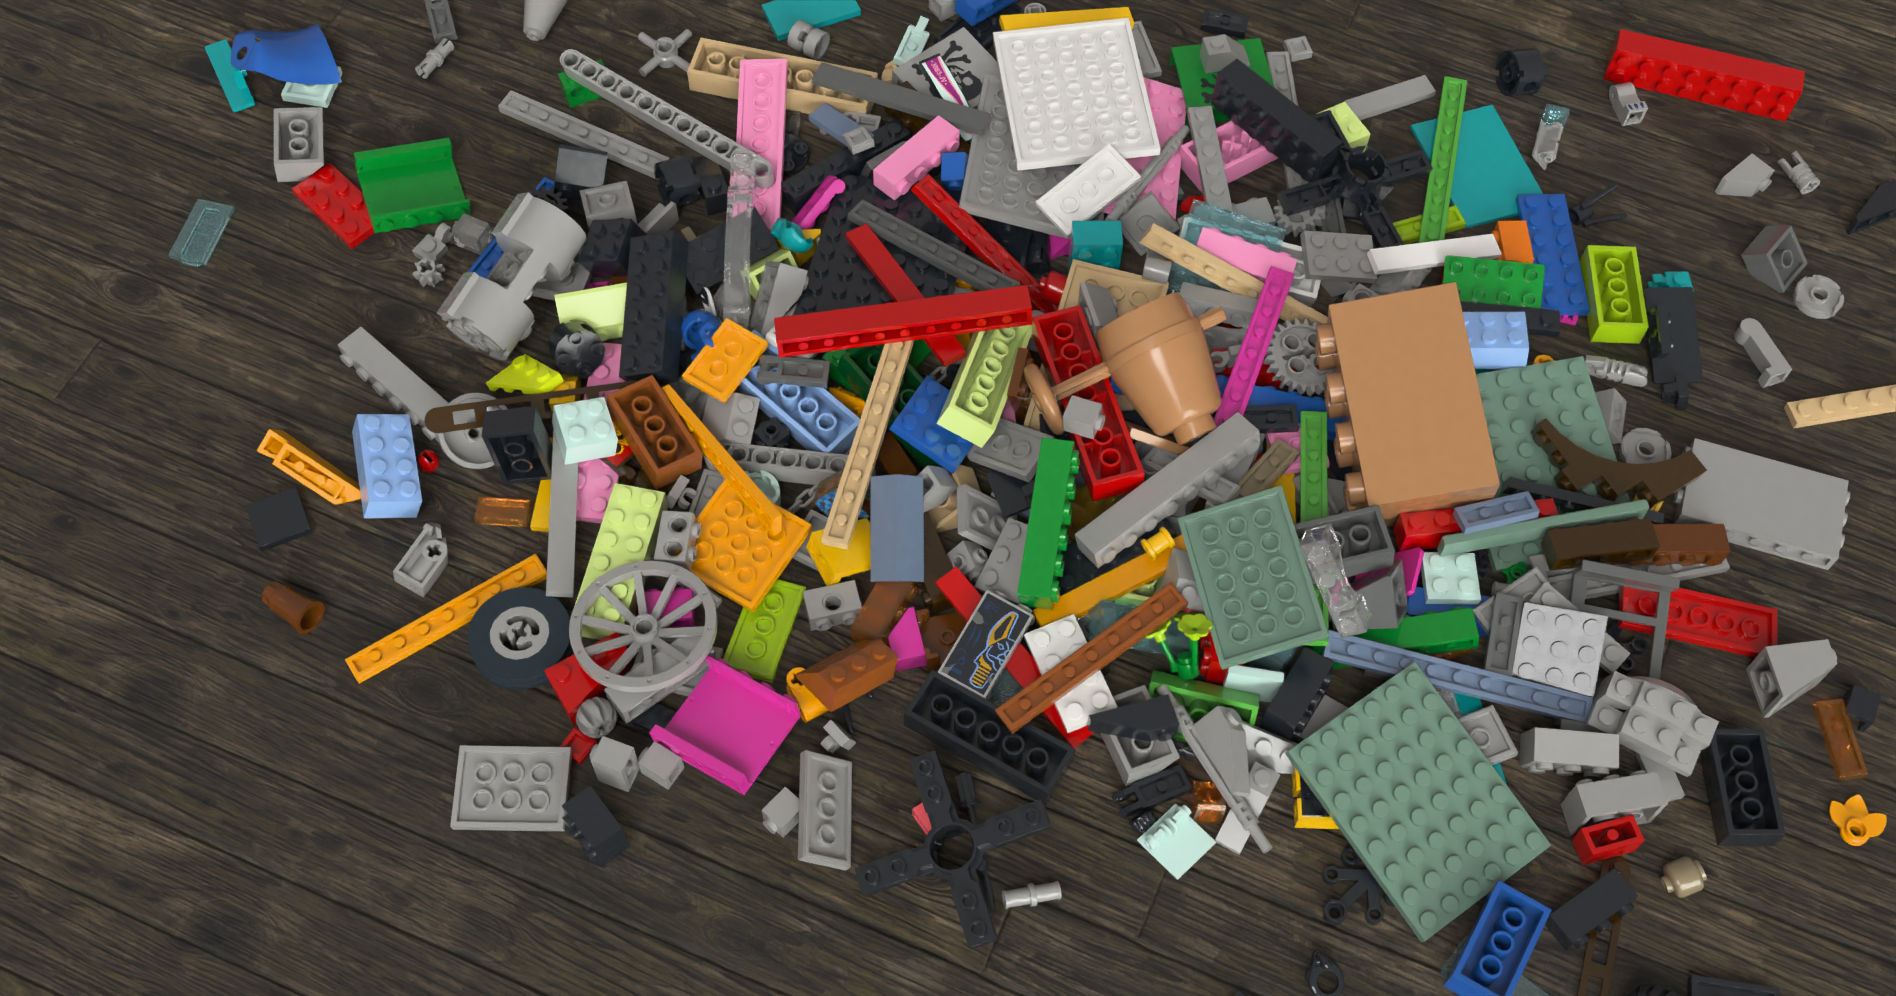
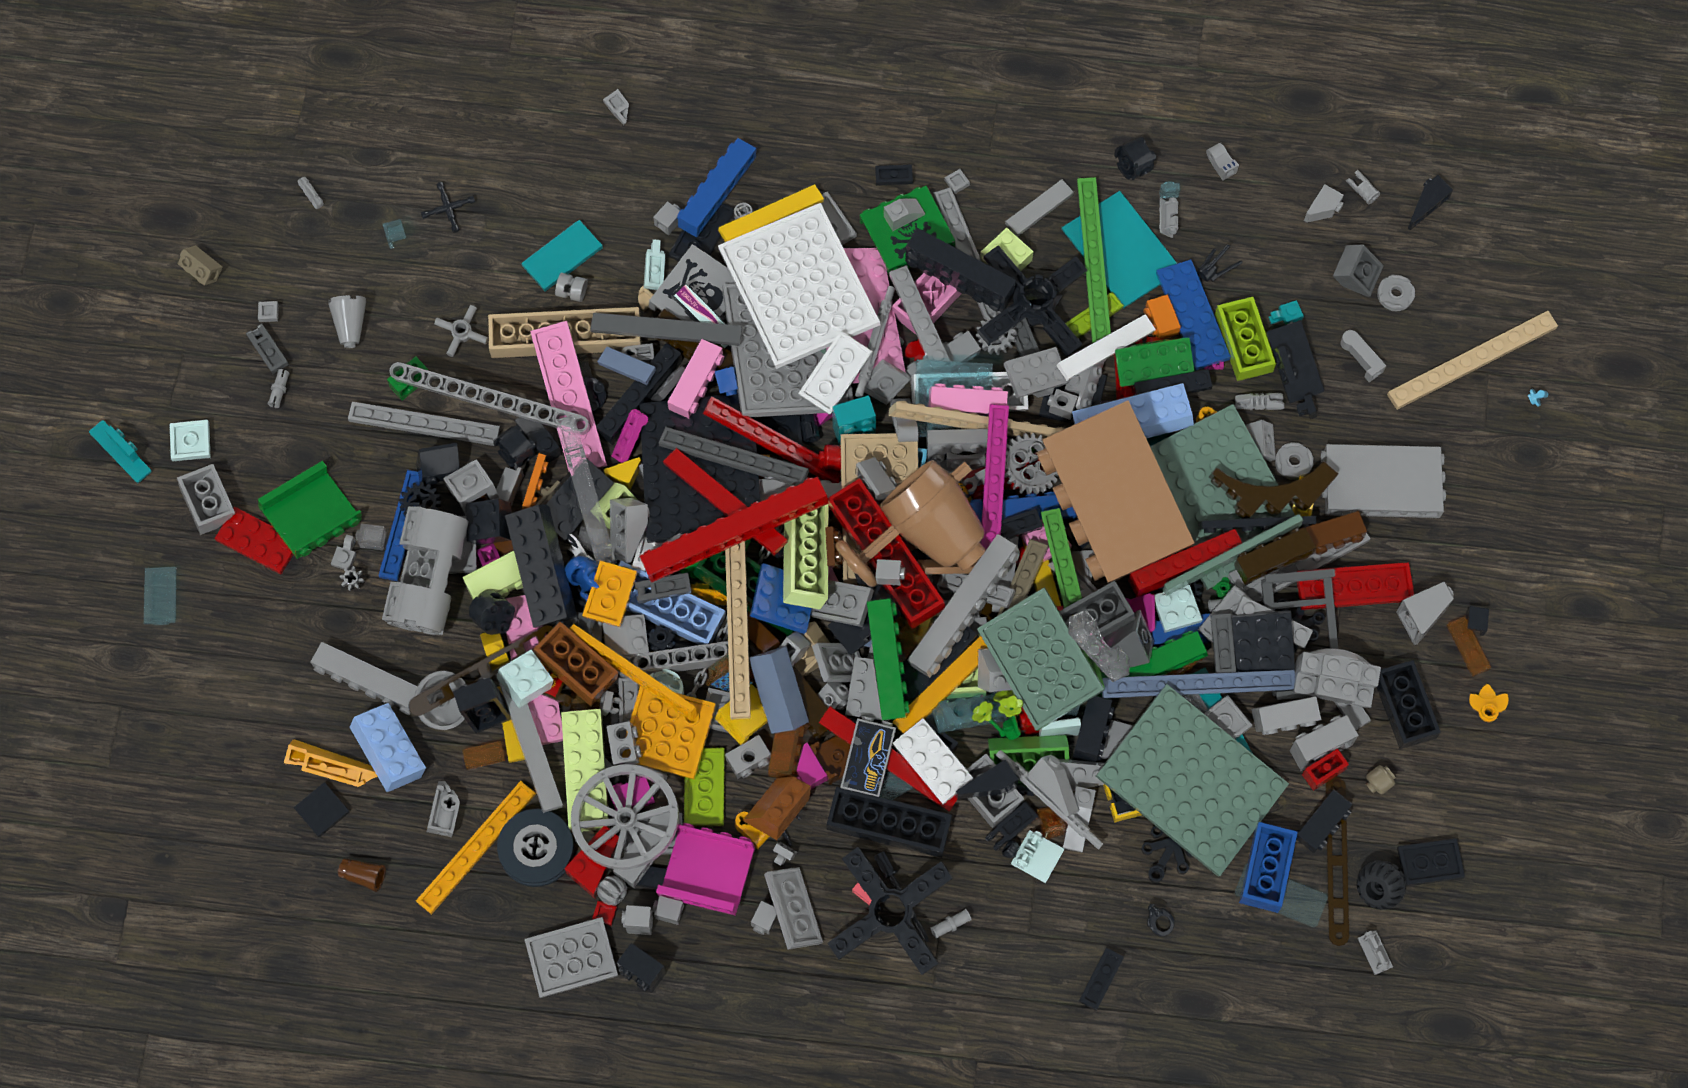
camera: 15 degrees left, 10 degrees up
(288, 55) = (168, 425): blue piece -> none
(424, 464) = (412, 736): red hinge -> none
(526, 375) = (462, 644): neon yellow wing -> none
(687, 218) = (535, 482): none -> orange plate
(791, 236) = (621, 472): teal hair -> none
(858, 140) = (646, 376): light grey tile -> none
(1091, 657) = (945, 748): dark orange tile -> none
(1158, 543) = (967, 648): yellow bush -> none
(1496, 512) = (1197, 555): sand blue plate -> none
(1704, 75) = (1274, 122): red brick -> none

